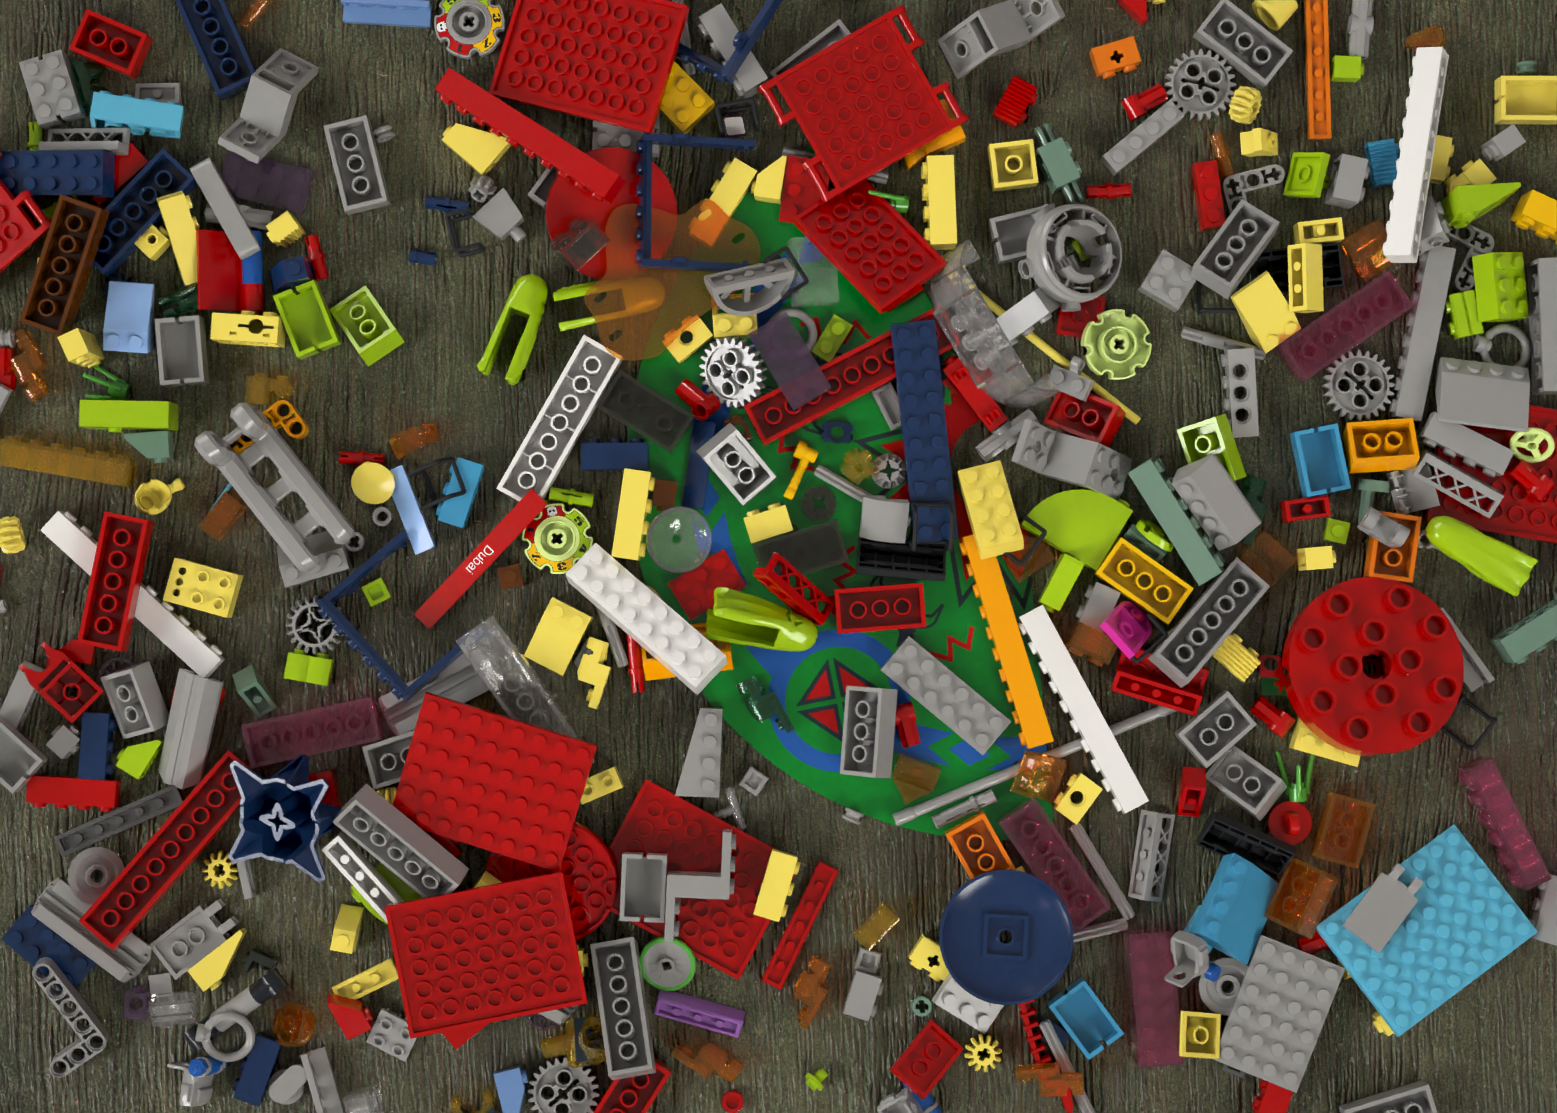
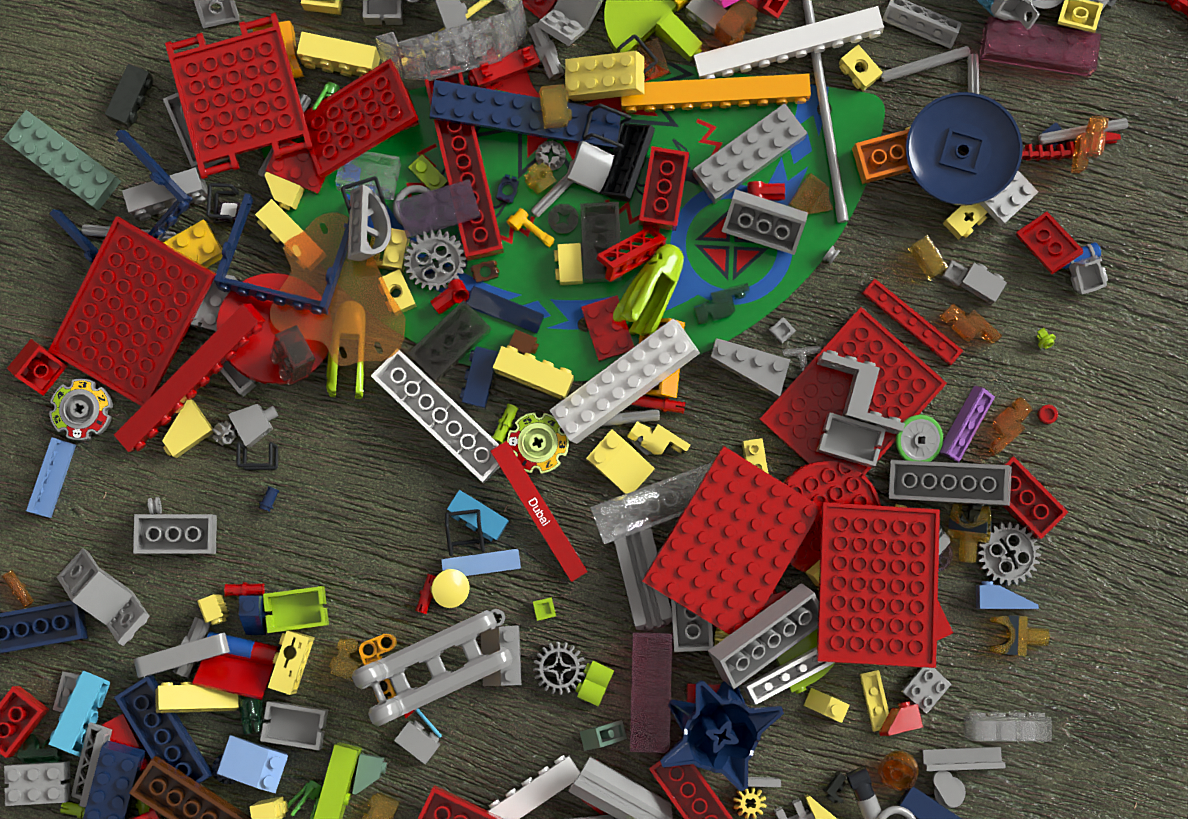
camera: 75 degrees left, 5 degrees down
(154, 242) = (200, 727): light yellow brick -> none
(156, 496) = (413, 779): light yellow hair -> none
(197, 490) = (418, 741): none -> light grey brick
(203, 587) = (502, 757): light yellow piece -> none
(222, 516) = (445, 725): clear orange brick -> none
(267, 182) = (168, 616): clear purple plate -> none
(358, 642) = (585, 630): dark blue piece -> none
(366, 325) = (314, 560): lime slope -> none
(375, 516) = (475, 588): light grey axle -> none
(413, 439) = (422, 544): clear orange brick -> none
(446, 204) = (229, 468): dark blue pin -> none
(511, 576) = (560, 490): reddish brown brick -> none
(525, 300) = (330, 419): lime piece -> none
(693, 542) = (564, 329): clear dish -> none
(736, 463) = (512, 275): light grey brick -> none
(776, 885) = (875, 330): light yellow brick -> none
(888, 403) = (496, 141): light grey tile -> none
(916, 1010) = (998, 241): sand green bush -> none
(939, 462) = (554, 106): none -> clear yellow brick
(958, 811) = (845, 155): light grey pin -> none
(986, 1059) = (1060, 199): light yellow gear -> none
(1039, 776) = (835, 93): clear orange slope -> none
(1053, 861) = (905, 99): clear pink brick -> none
(1085, 1018) = (1044, 105): dark azure piece -> none

